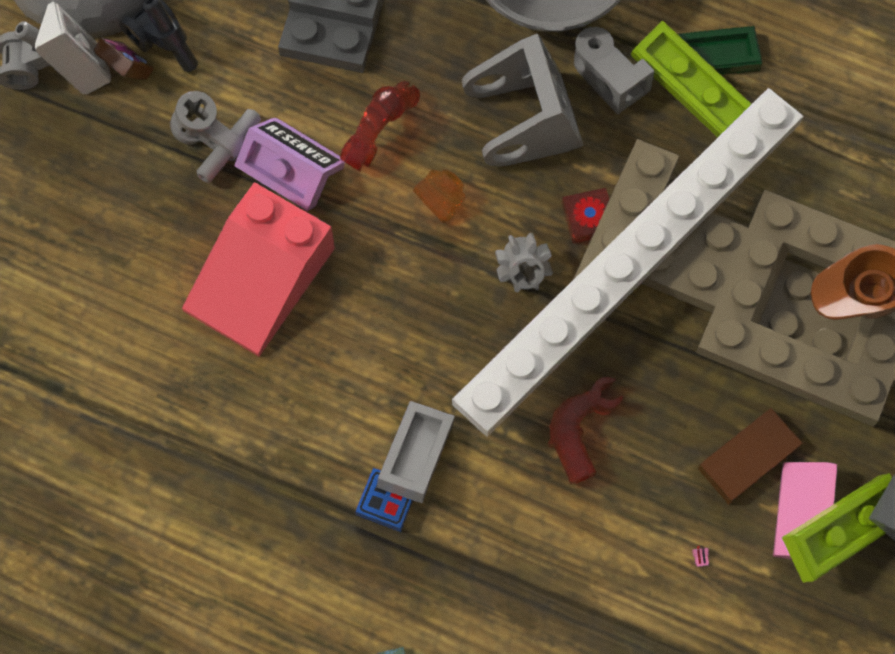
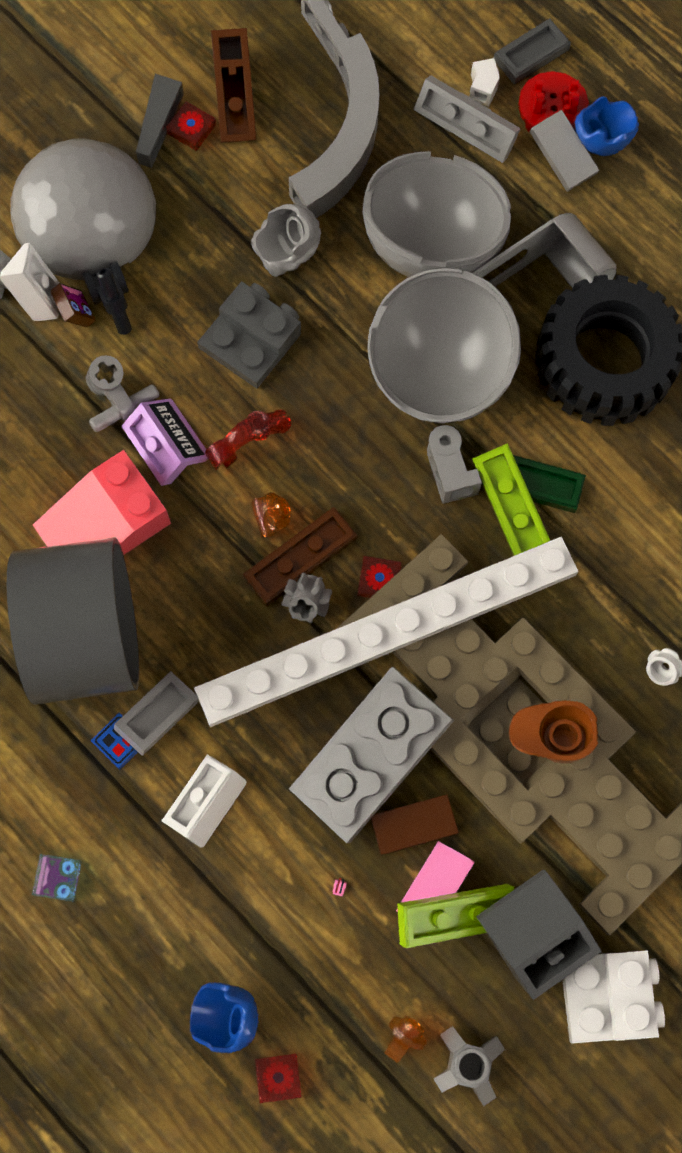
camera: 20 degrees right, 5 degrees up
(291, 376) = (72, 621): none -> dark grey wheel
(495, 218) = (300, 555): none -> reddish brown tile
(510, 525) = (204, 801): none -> white slope
(544, 134) = (388, 470): light grey hose -> none
(566, 429) = (279, 745): clear red piece -> none
(673, 396) = (371, 754): none -> light grey piece

